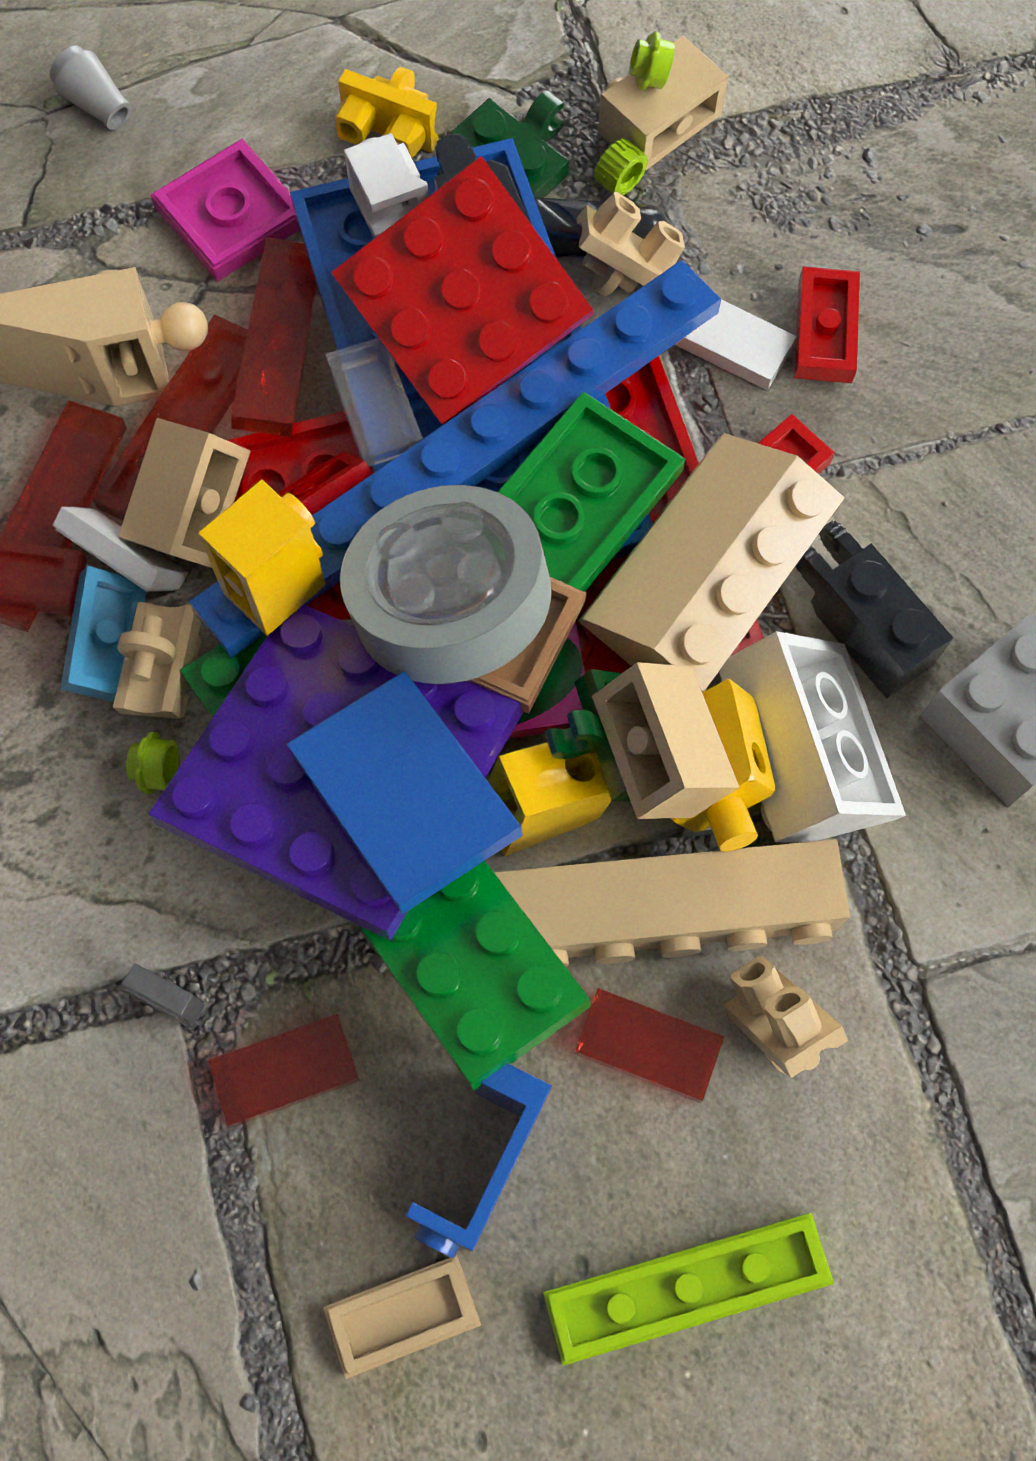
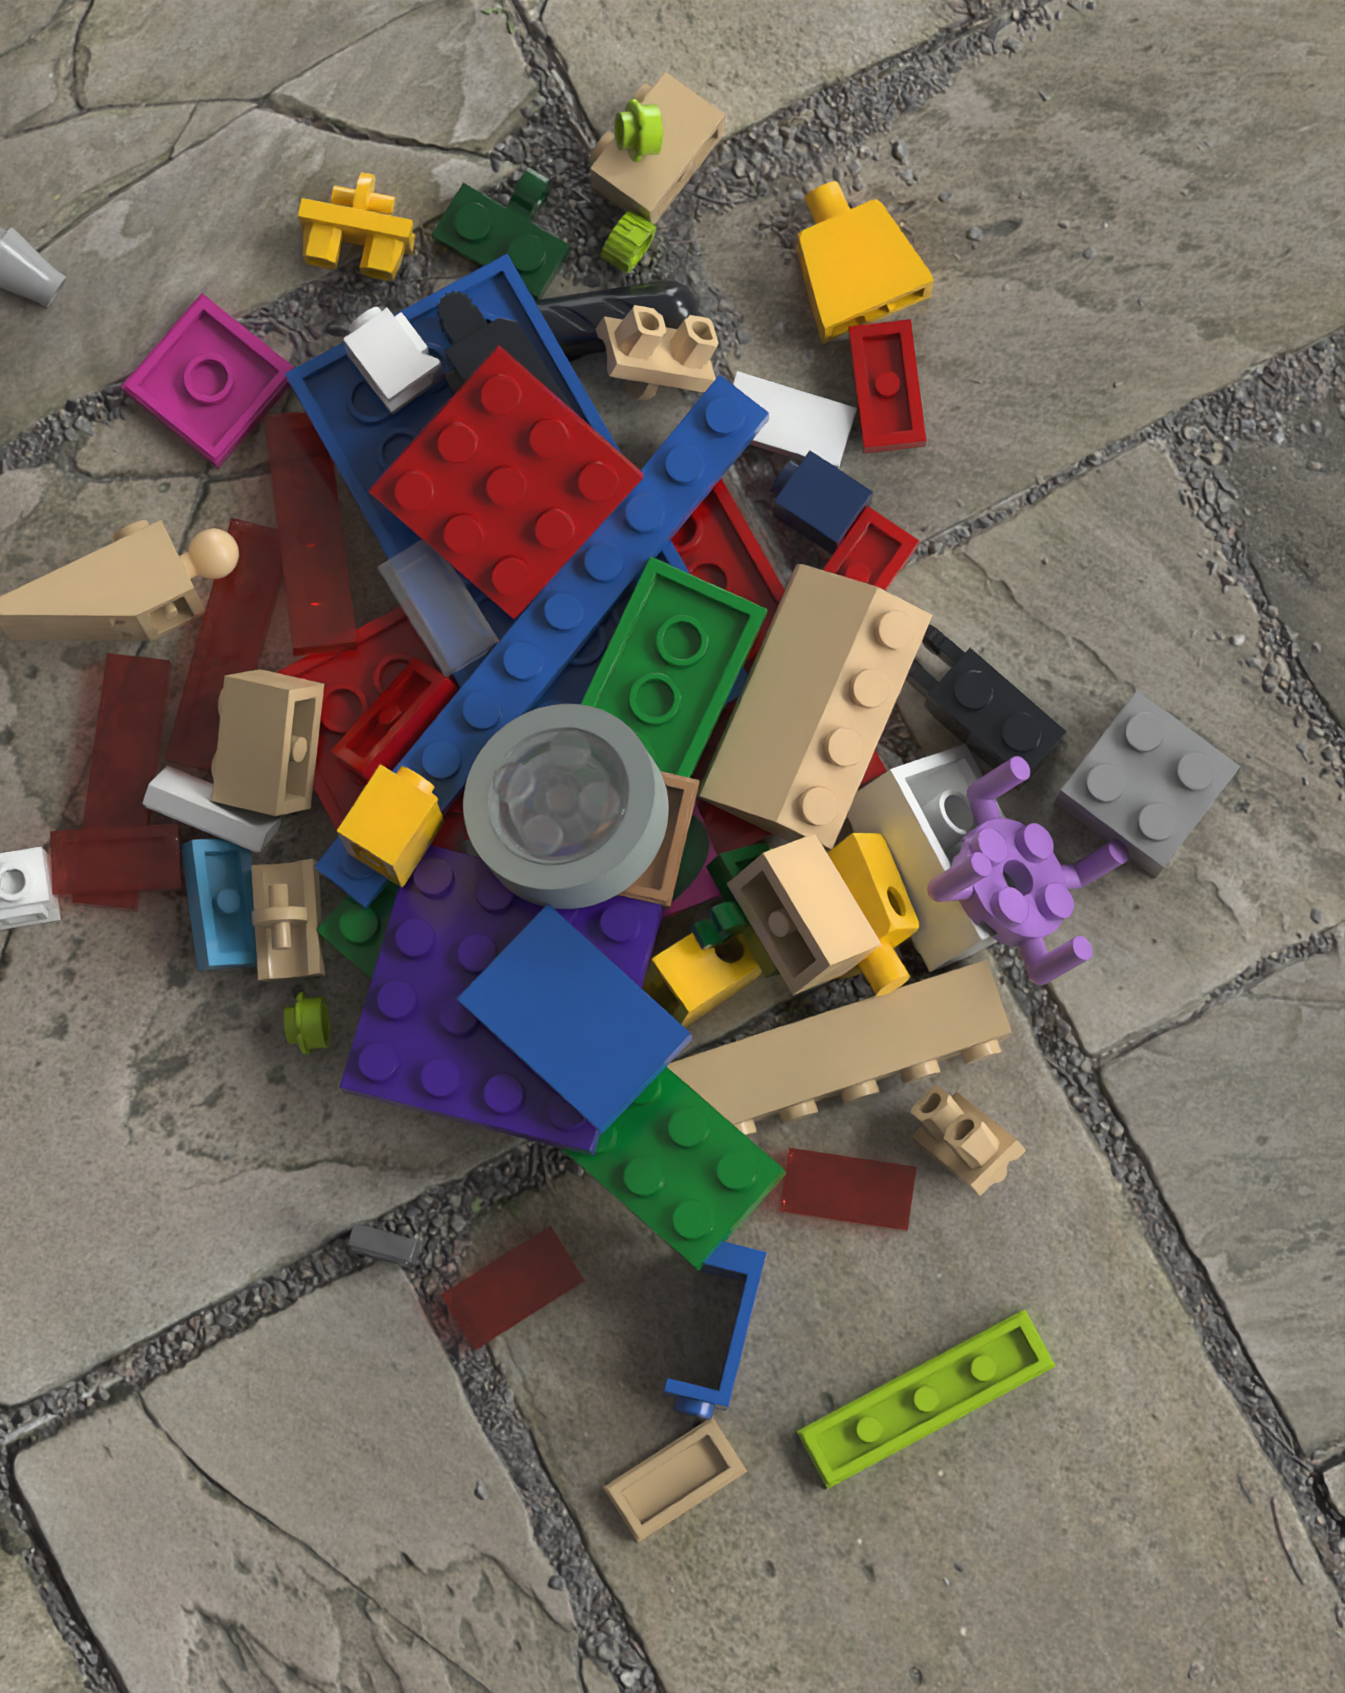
camera: 10 degrees left, 10 degrees up
(748, 398) = (819, 500): none -> dark blue brick
(820, 220) = (856, 263): none -> yellow torso
(879, 767) = (1041, 883): none -> medium lavender plate

